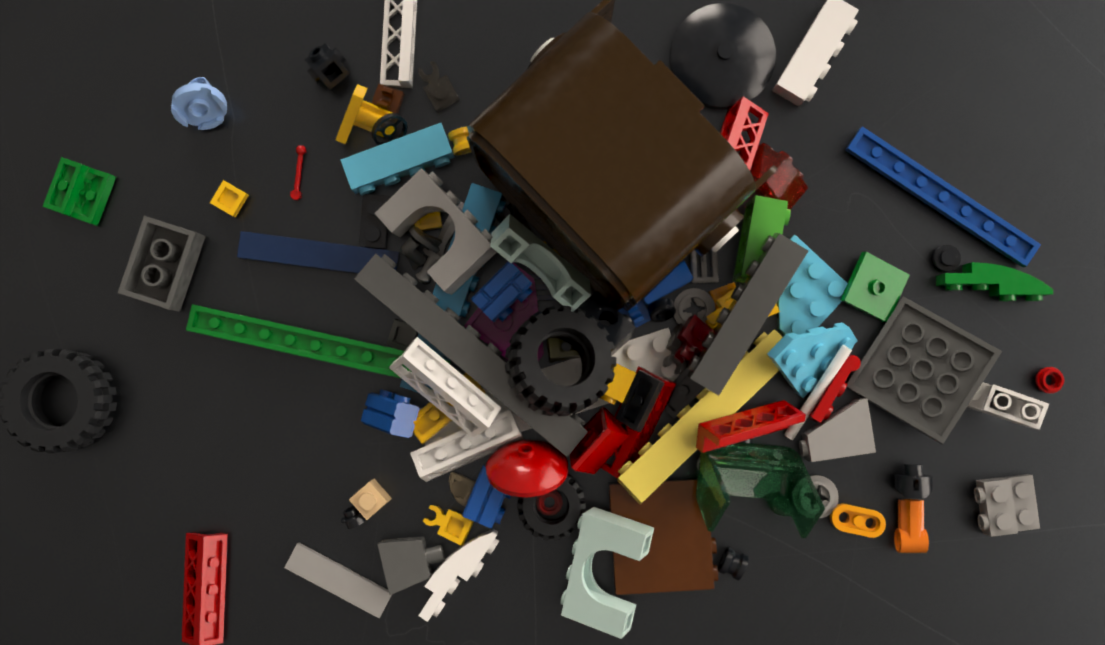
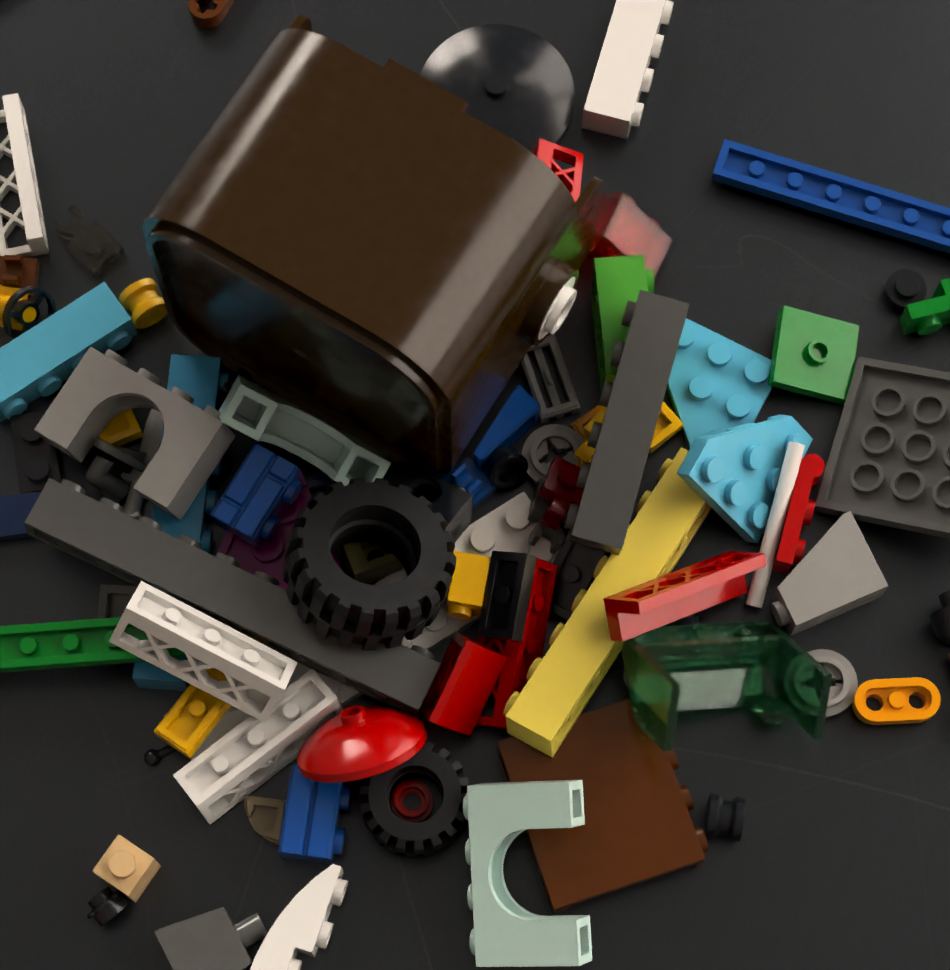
camera: 15 degrees left, 15 degrees down
(390, 413) = (127, 722): blue brick -> none
(452, 525) = (268, 878): yellow plate -> none

